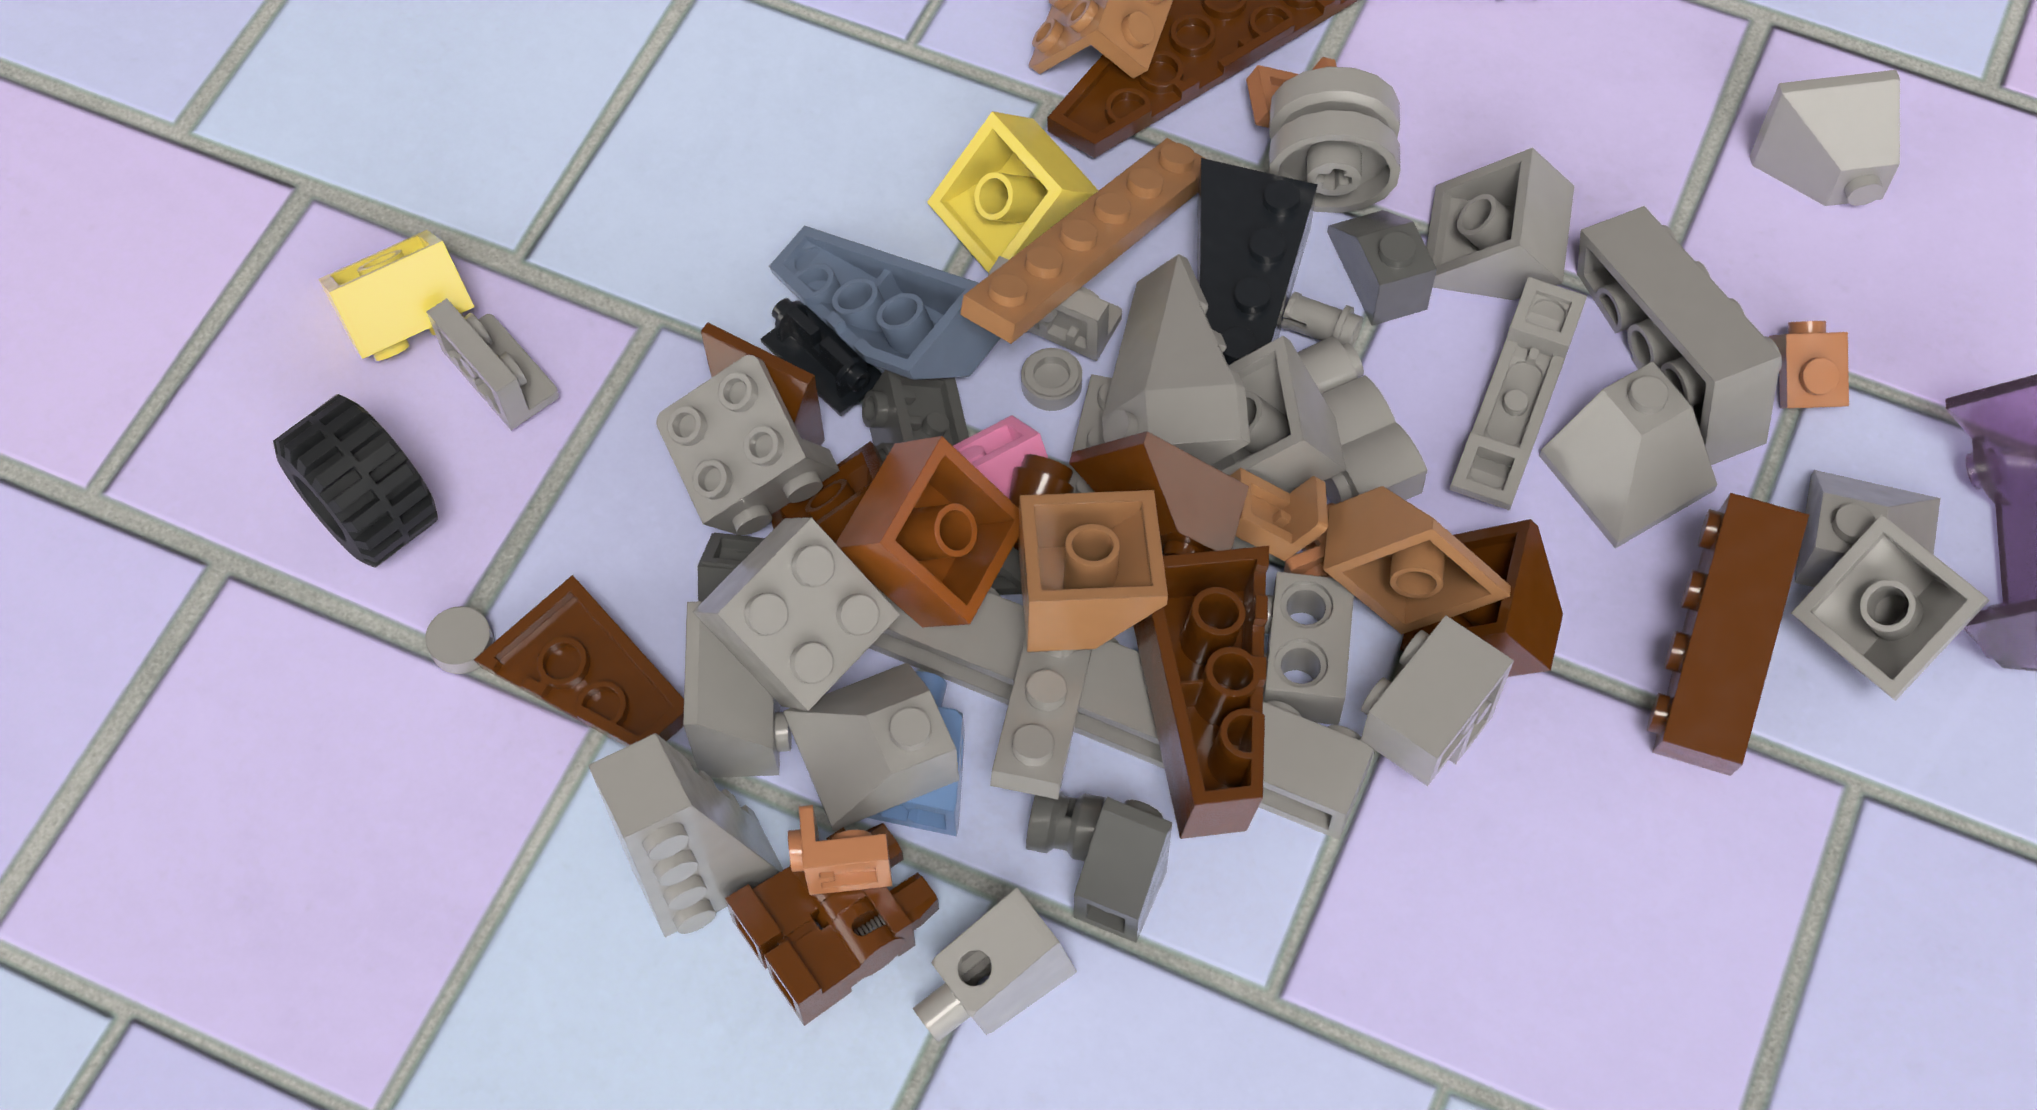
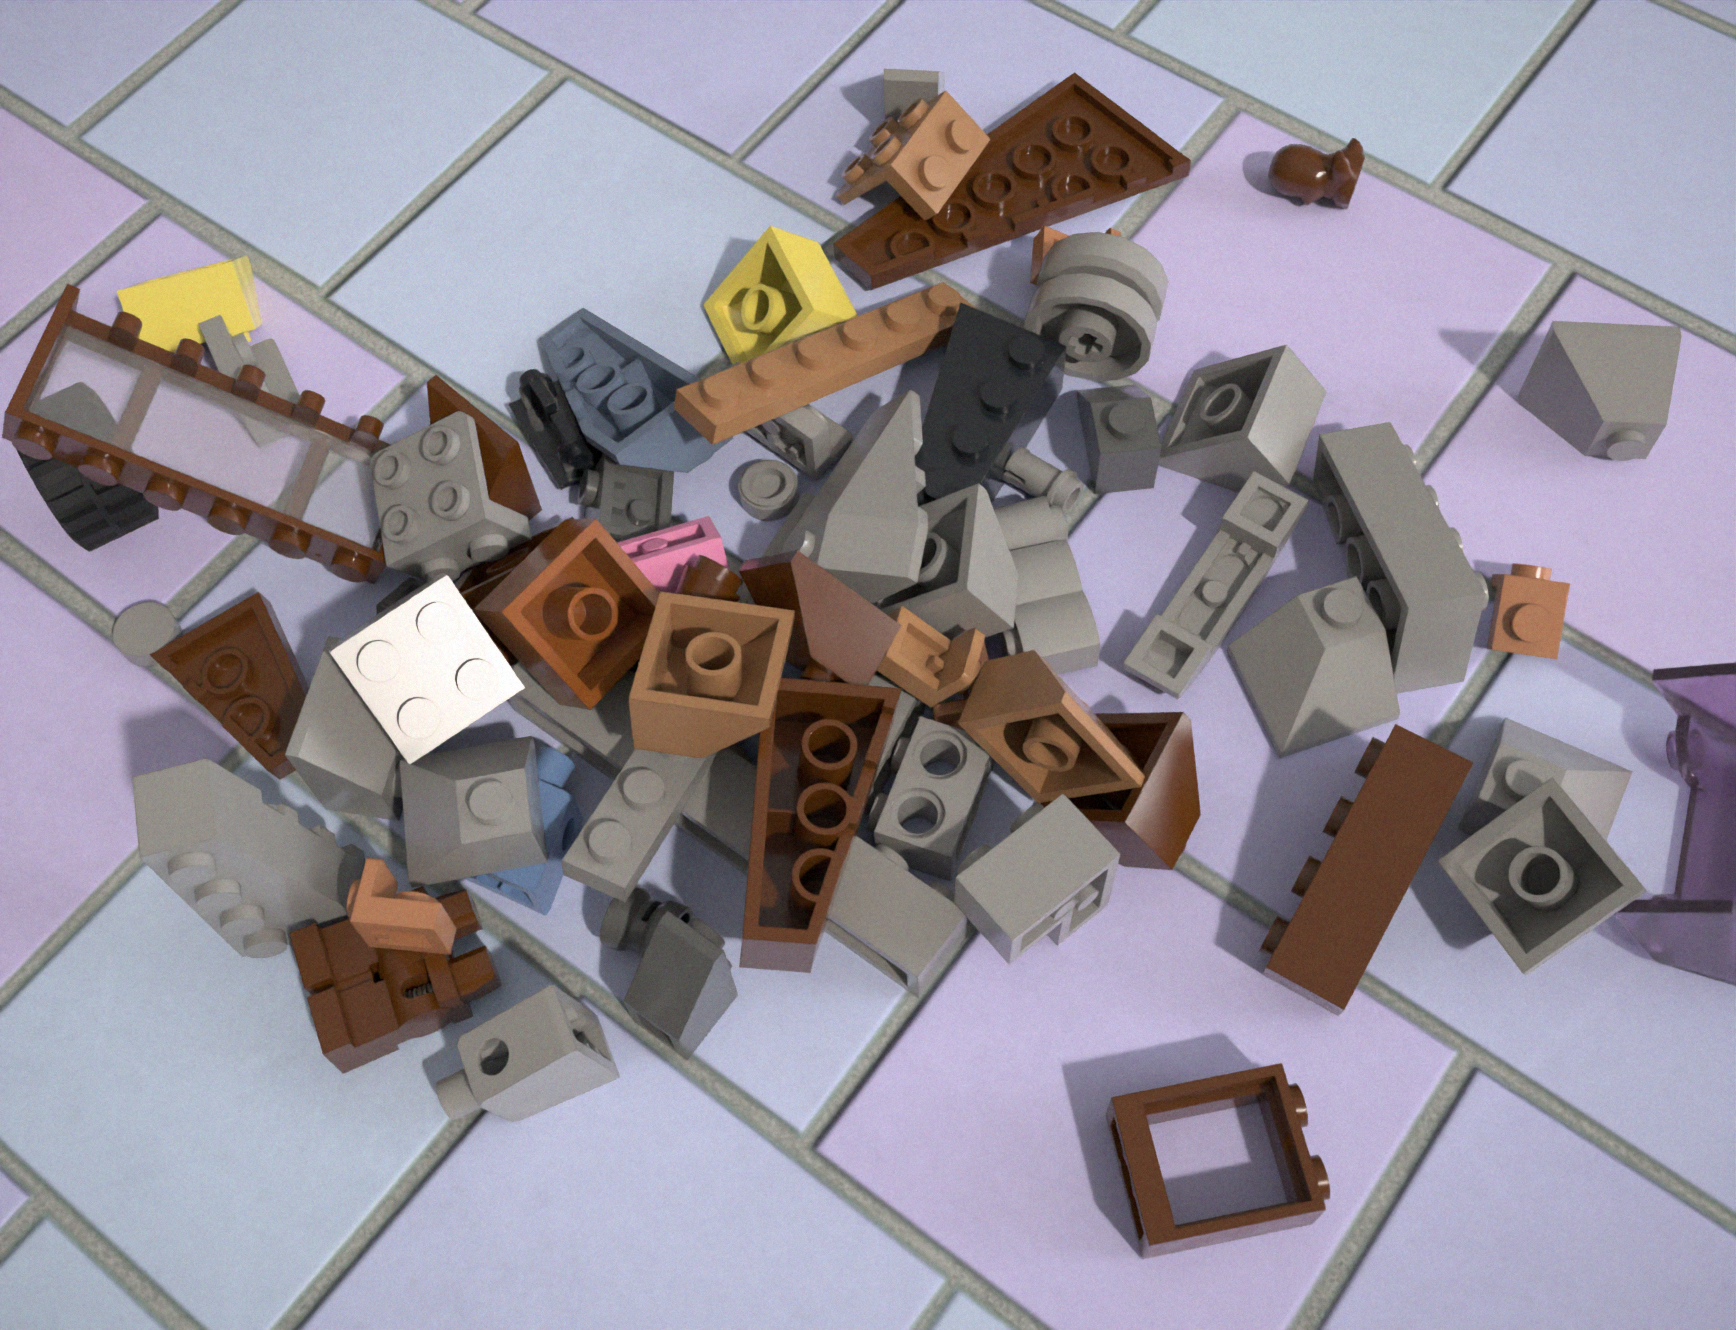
camera: 15 degrees right, 0 degrees up
(492, 431) = (200, 440): none -> window
(1599, 957) = (1284, 1117): none -> reddish brown window

